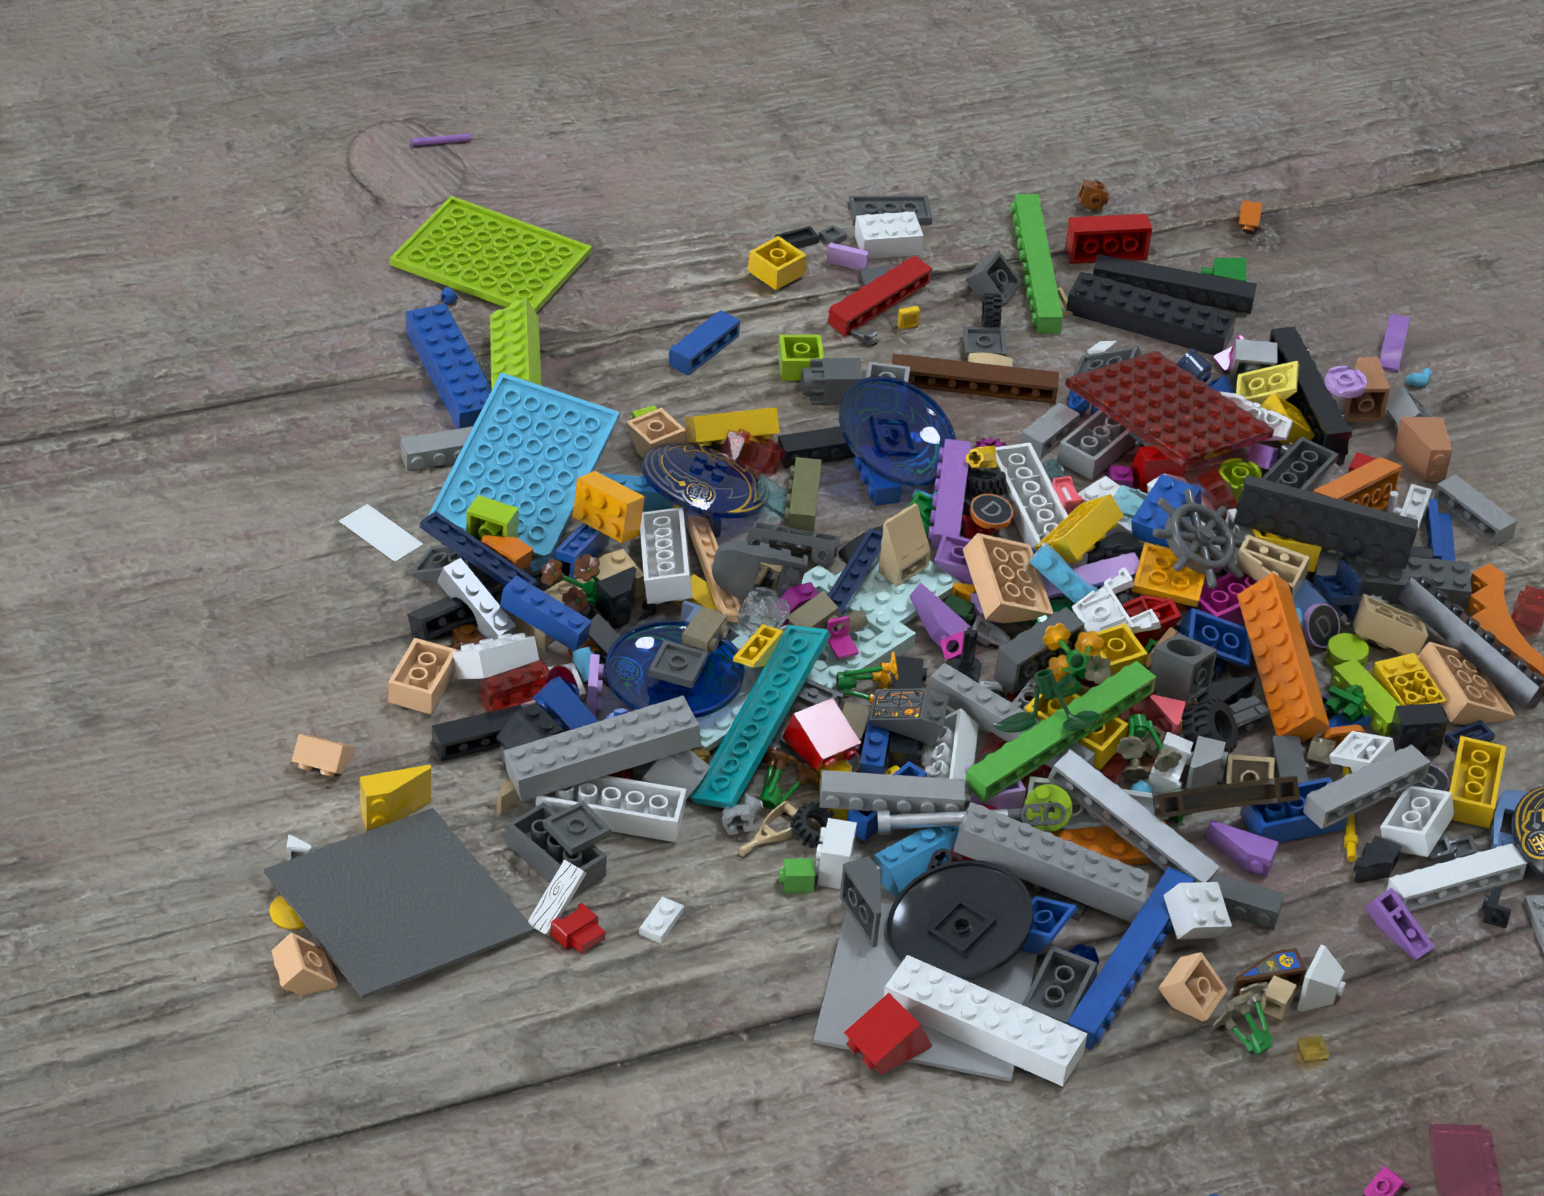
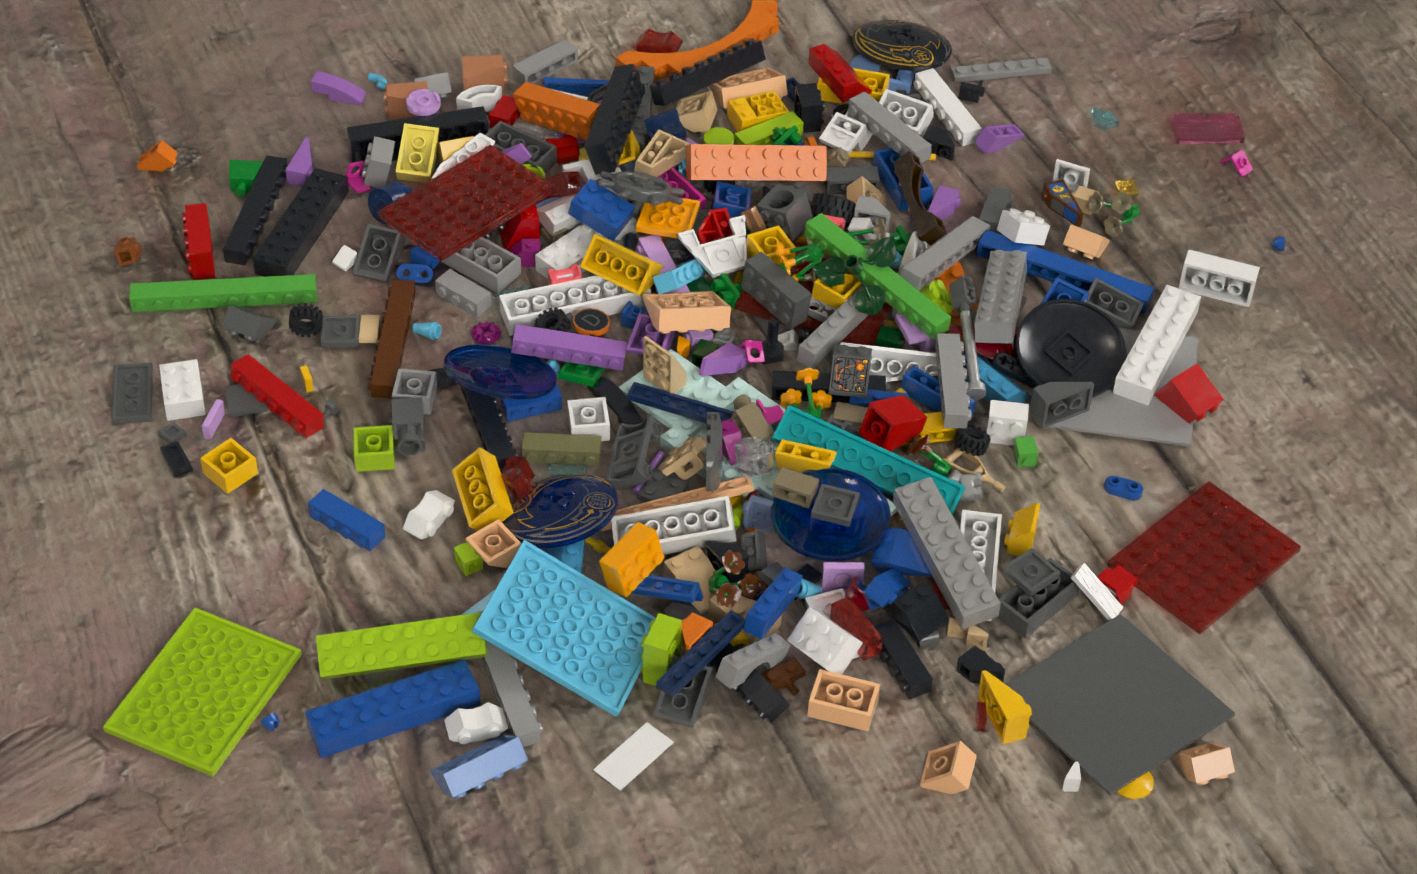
camera: 90 degrees left, 5 degrees up
(372, 419) = (480, 765): none -> medium blue slope
(424, 416) = (476, 724): none -> white brick
(464, 793) = (974, 662): none -> black slope
(625, 1027) = (1205, 556): none -> clear red plate
(660, 854) = (1022, 530): none -> yellow slope
(661, 920) = (1087, 536): white plate -> none
(708, 396) = (429, 514): none -> white brick
(741, 965) = (1123, 488): none -> blue plate
(843, 511) = (589, 417): none -> white brick
(982, 457) = (521, 317): yellow piece -> none
(989, 405) = (429, 330): none -> medium azure cone
(1119, 1107) = (1219, 278): none -> white brick
(1129, 500) = (574, 238): clear light blue piece -> none
(1258, 317) = (300, 166): none -> medium lavender slope
(1385, 443) = (479, 96): none -> white brick
(1467, 1053) = (1104, 119): none -> clear light blue plate
(1477, 748) = (836, 73): none -> red slope

